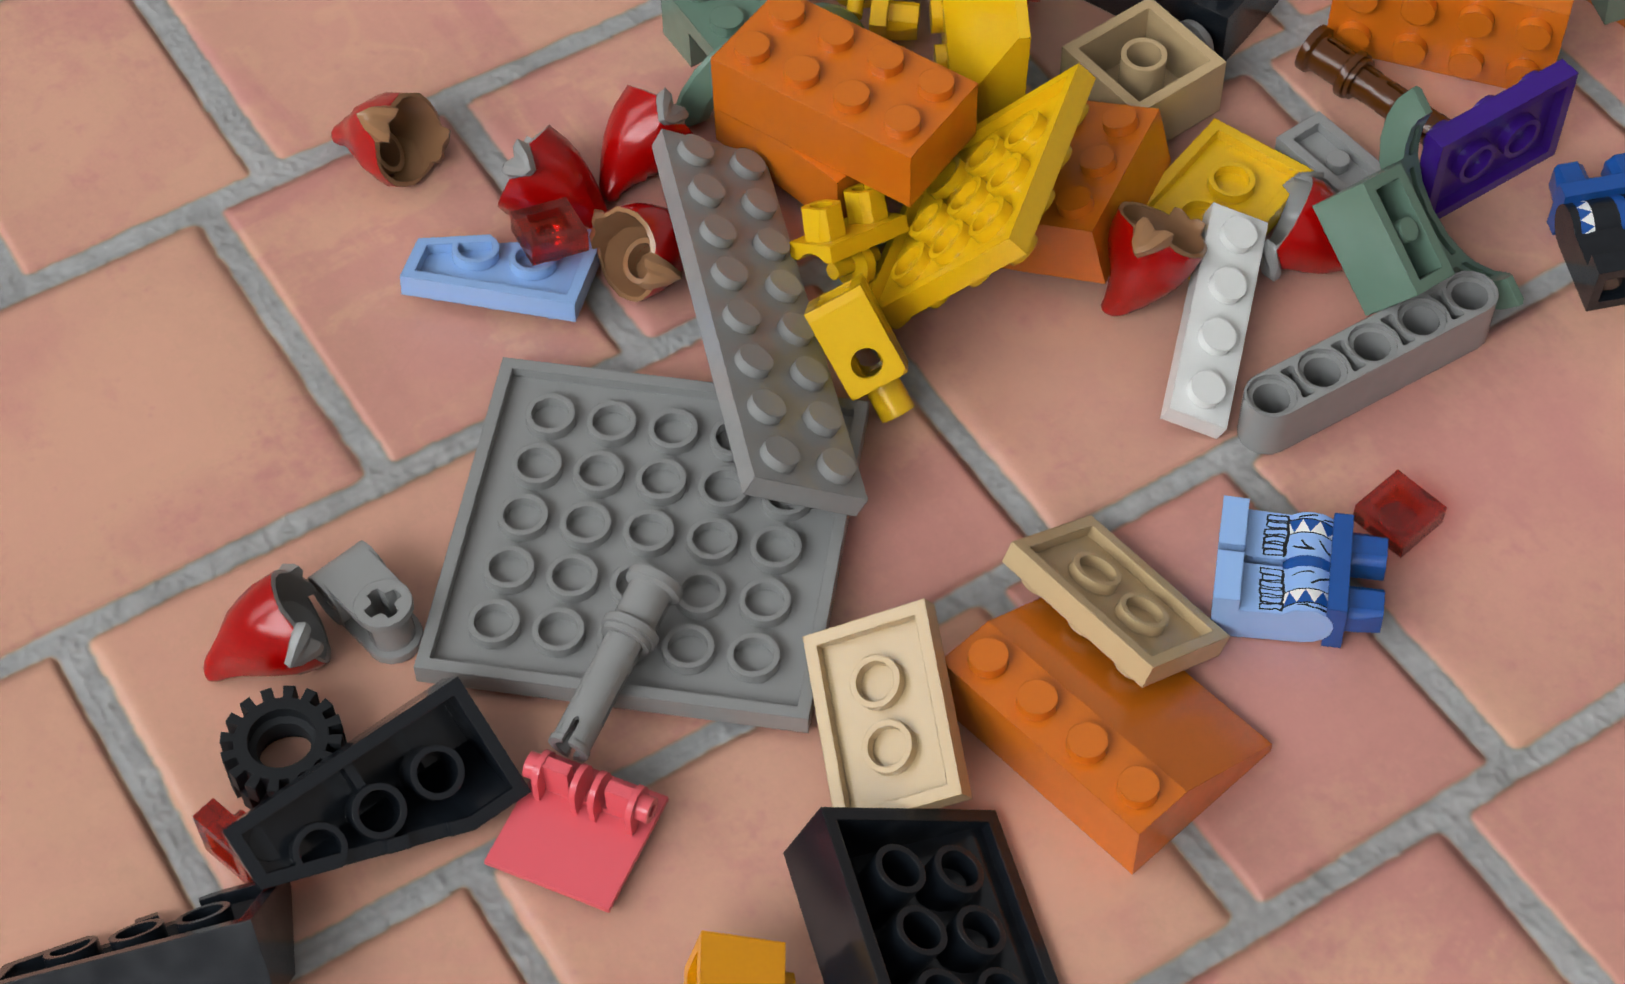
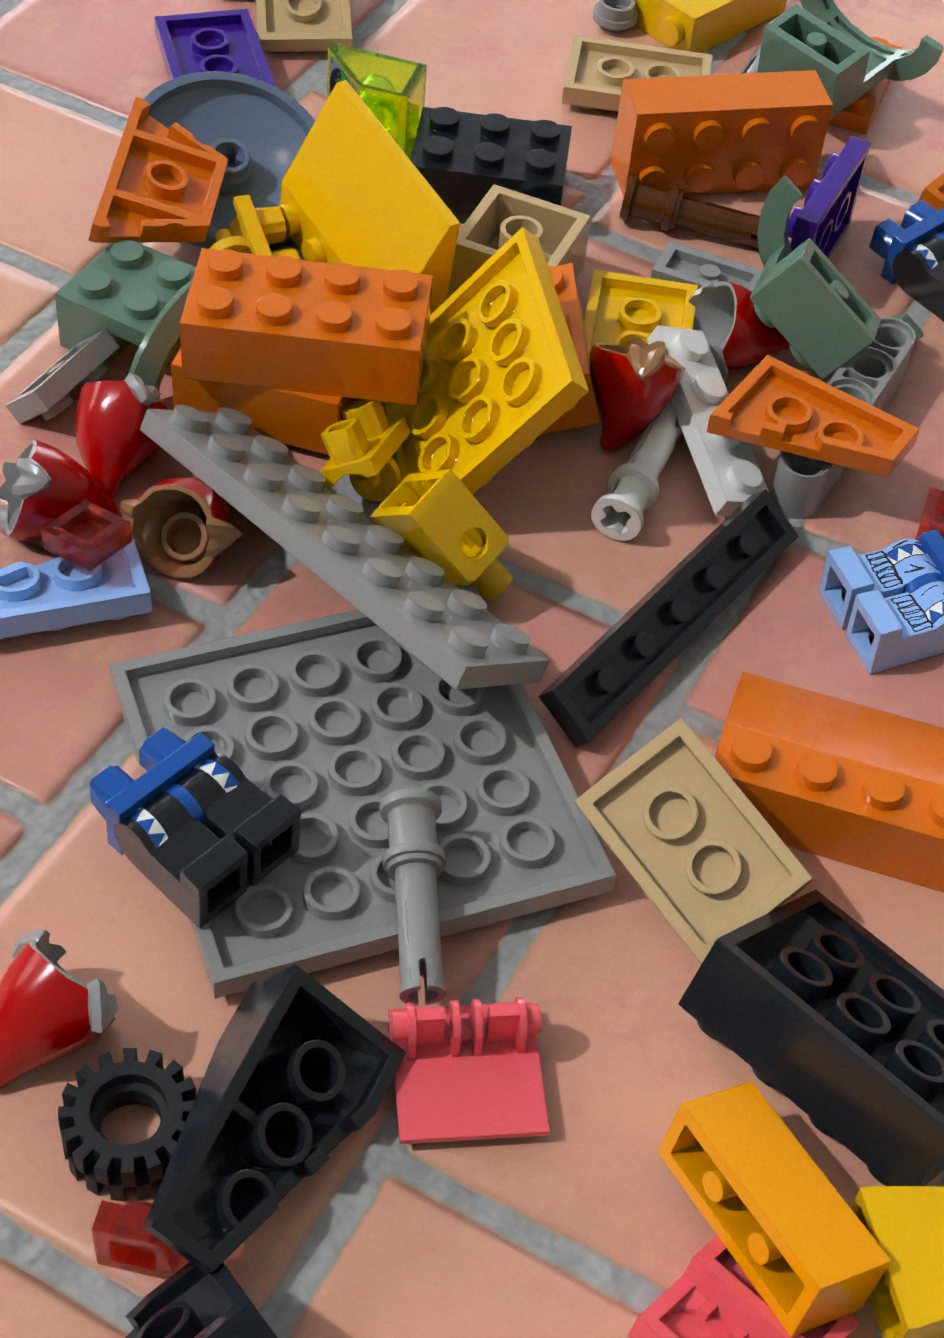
camera: 35 degrees left, 5 degrees down
(369, 603) = (119, 935): light grey piece -> none
(464, 502) = (194, 823): none -> black hips
(657, 61) = (50, 391): none -> light grey plate
(1039, 500) = (667, 619): none -> black plate
(1098, 358) = (635, 484): none -> white pin
(1115, 600) = (798, 671): tan plate -> none
(1295, 355) = (811, 419): none -> orange wing

